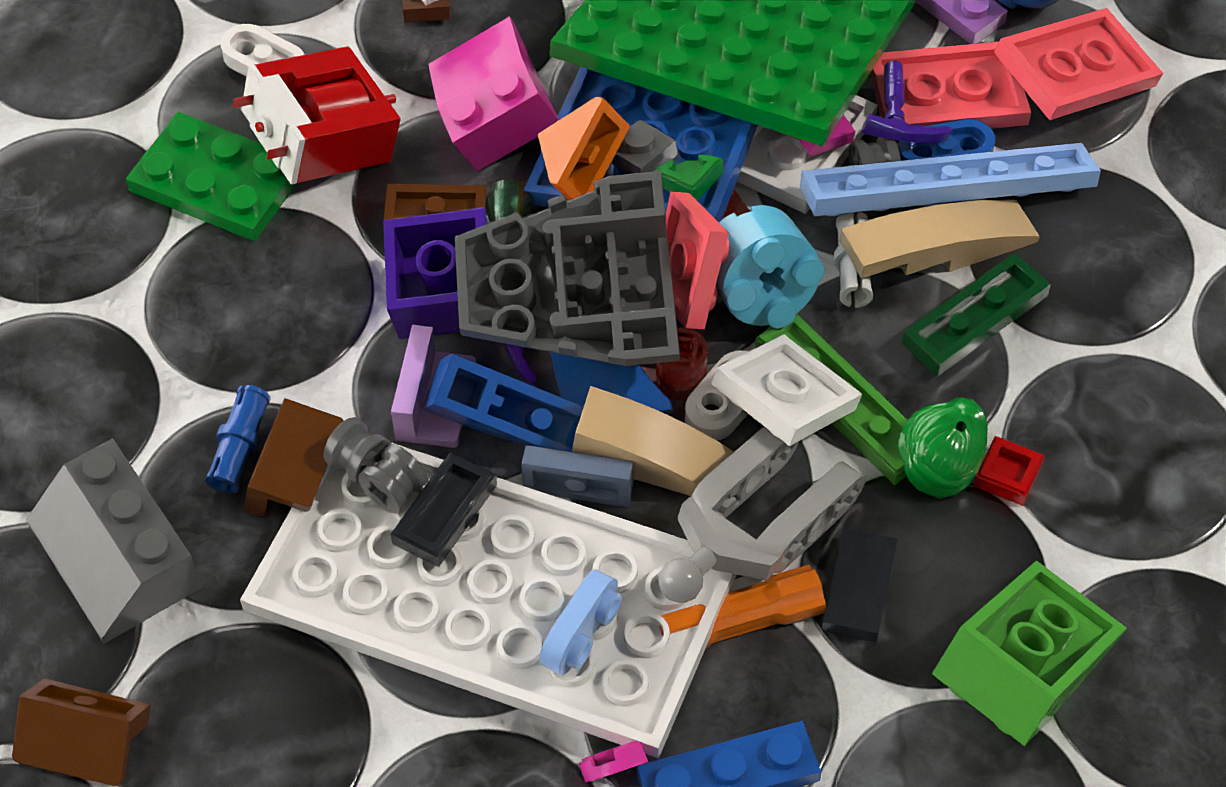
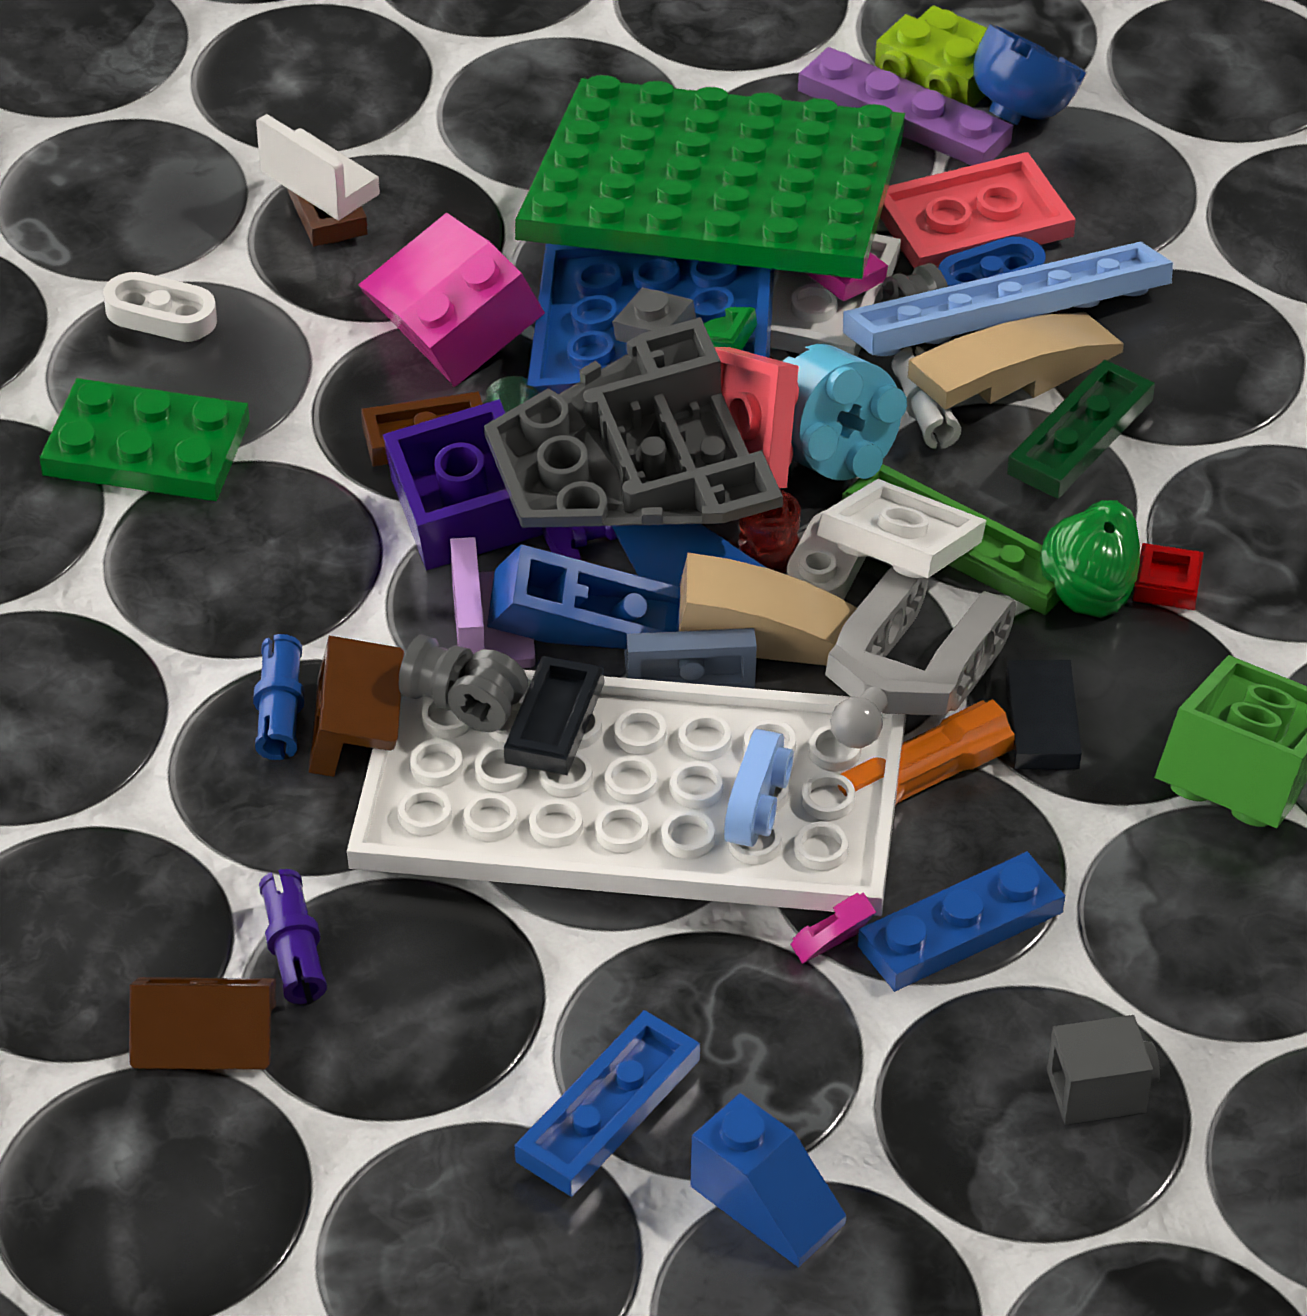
camera: 15 degrees left, 10 degrees down
(112, 542) = (171, 822): dark grey slope -> none
(174, 668) = (292, 936): none -> dark purple pin
(319, 114) = (257, 347): red piece -> none
(582, 147) = (591, 315): orange slope -> none
(894, 123) = (929, 248): dark purple piece -> none
(1078, 63) = (1111, 161): coral plate -> none

